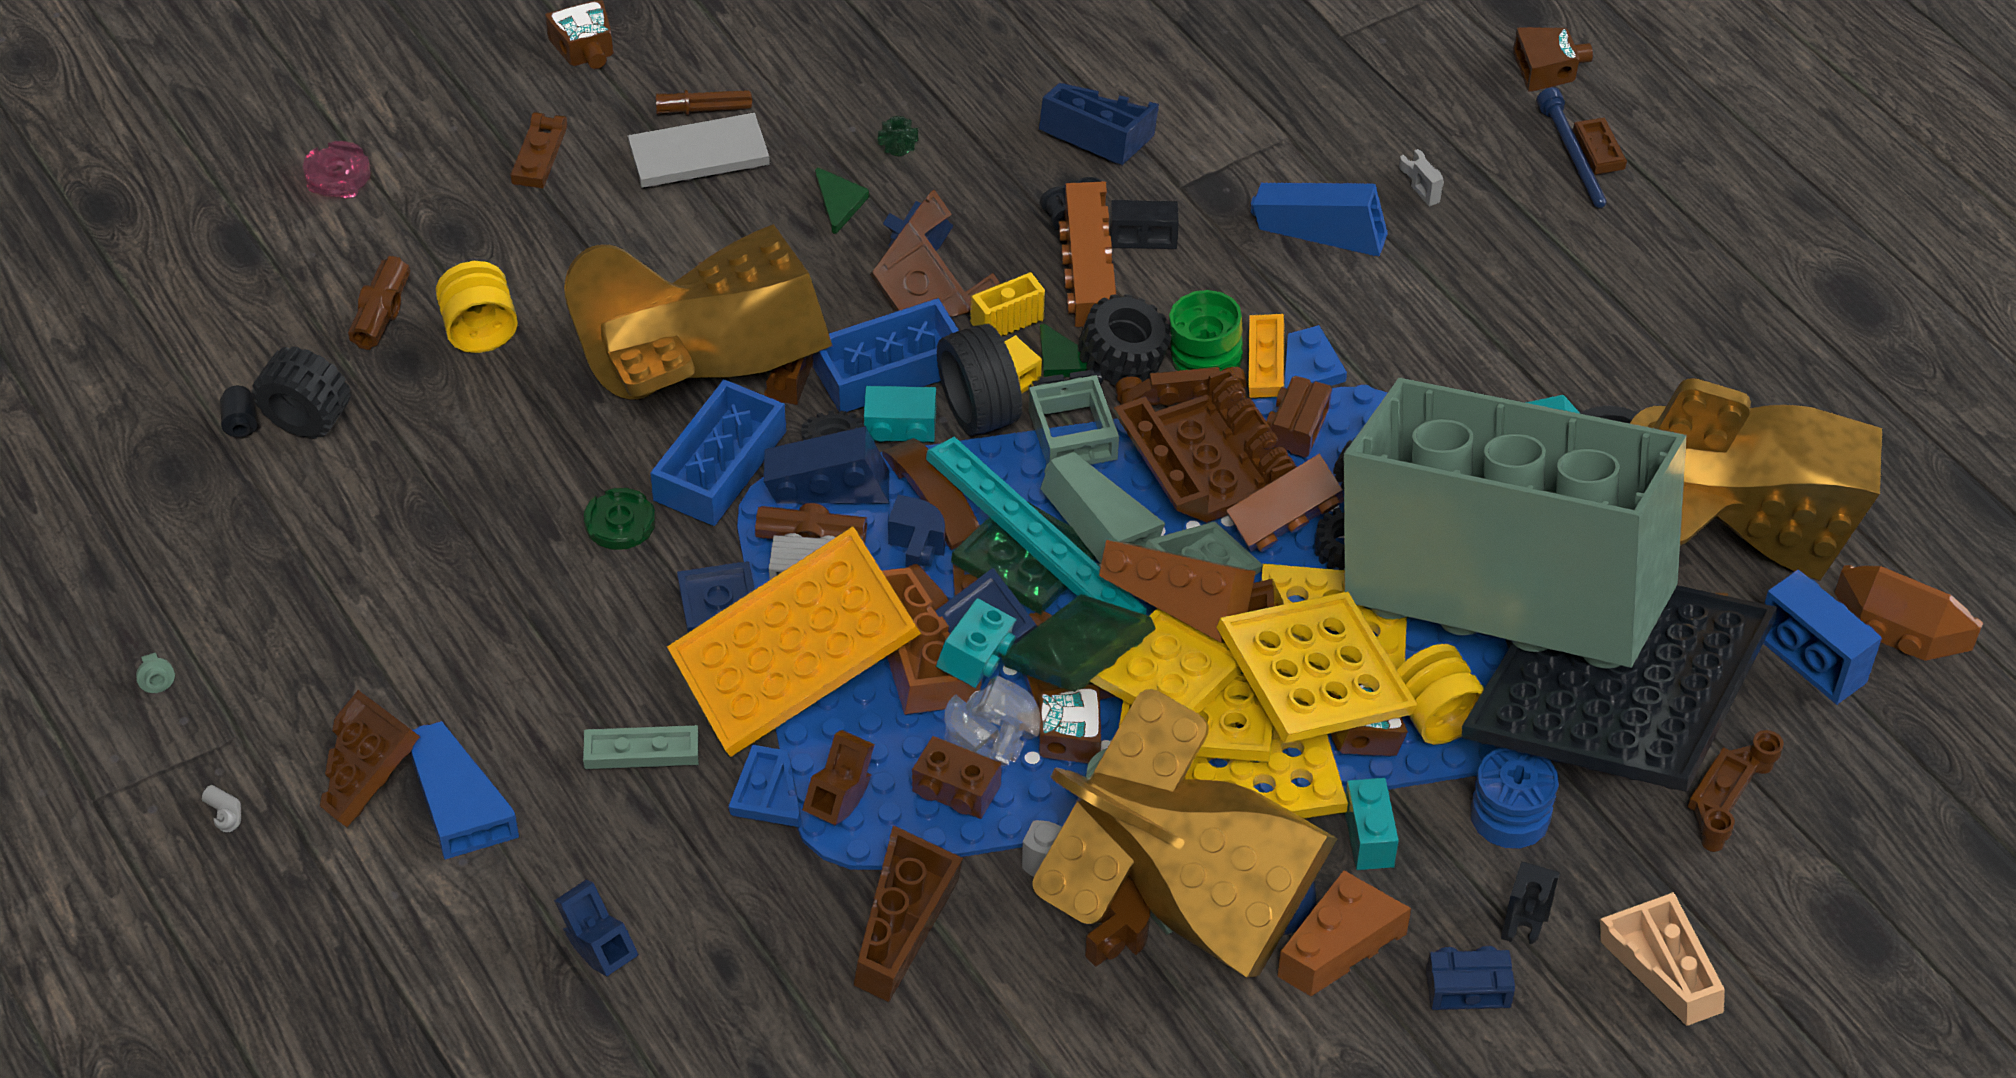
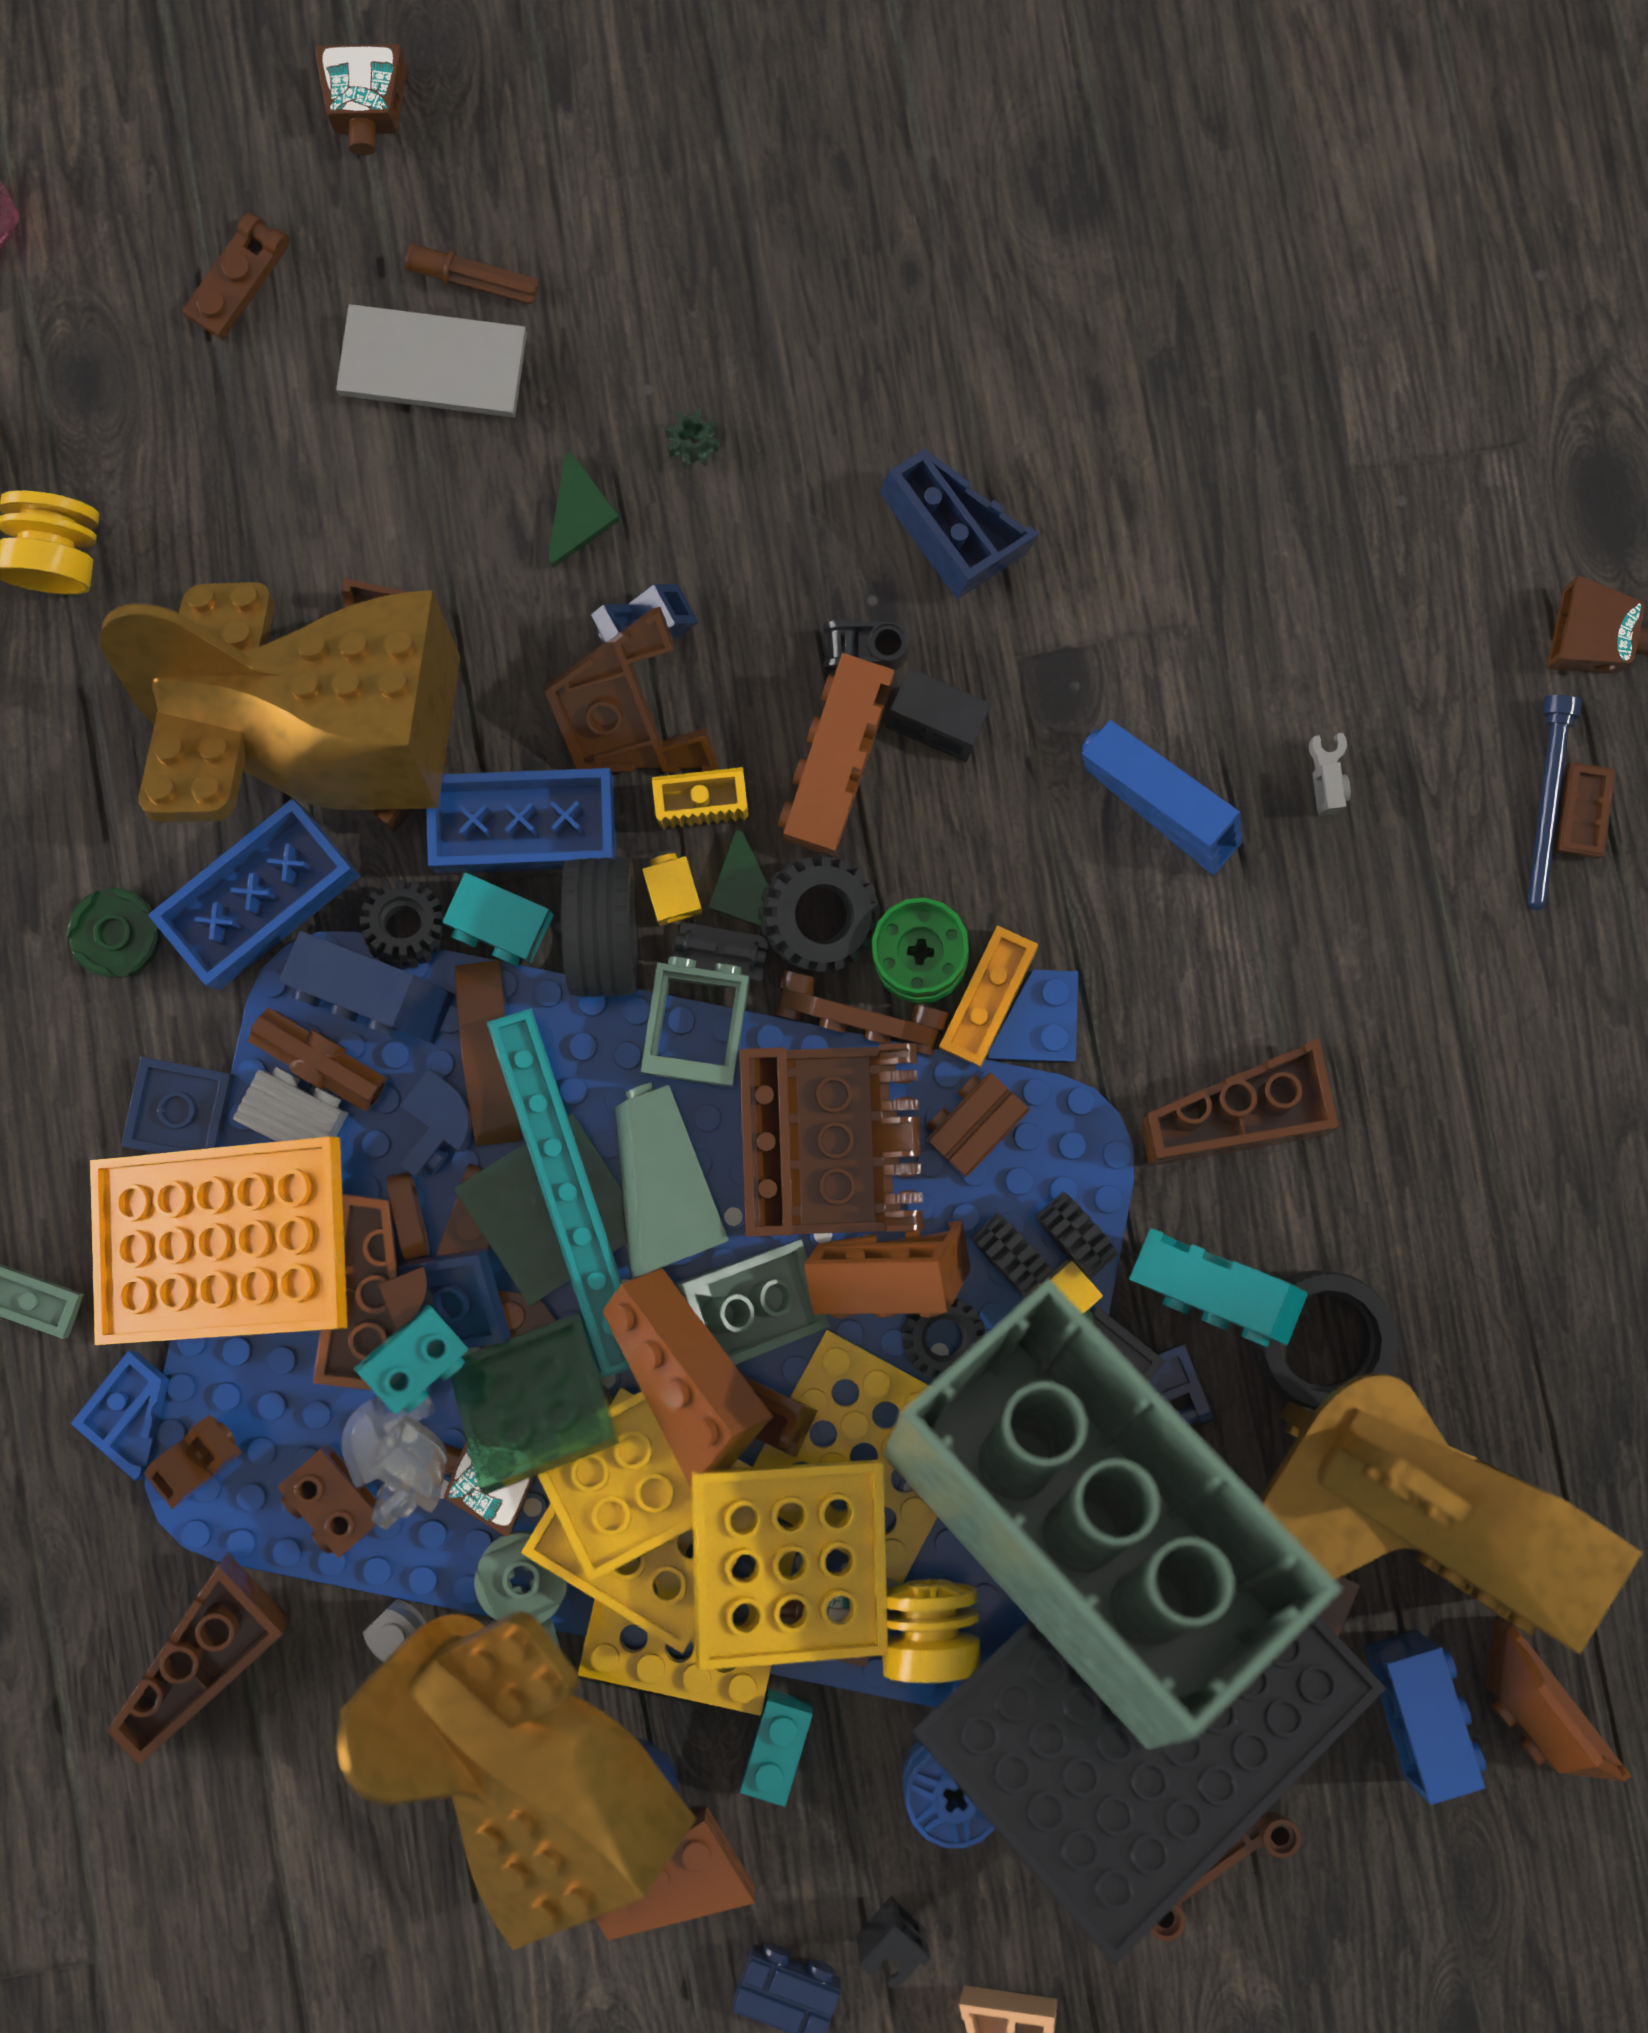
camera: 15 degrees right, 35 degrees up
(948, 611) = (404, 1295): none -> reddish brown tile
(1484, 352) = (1254, 1109): none -> reddish brown wedge

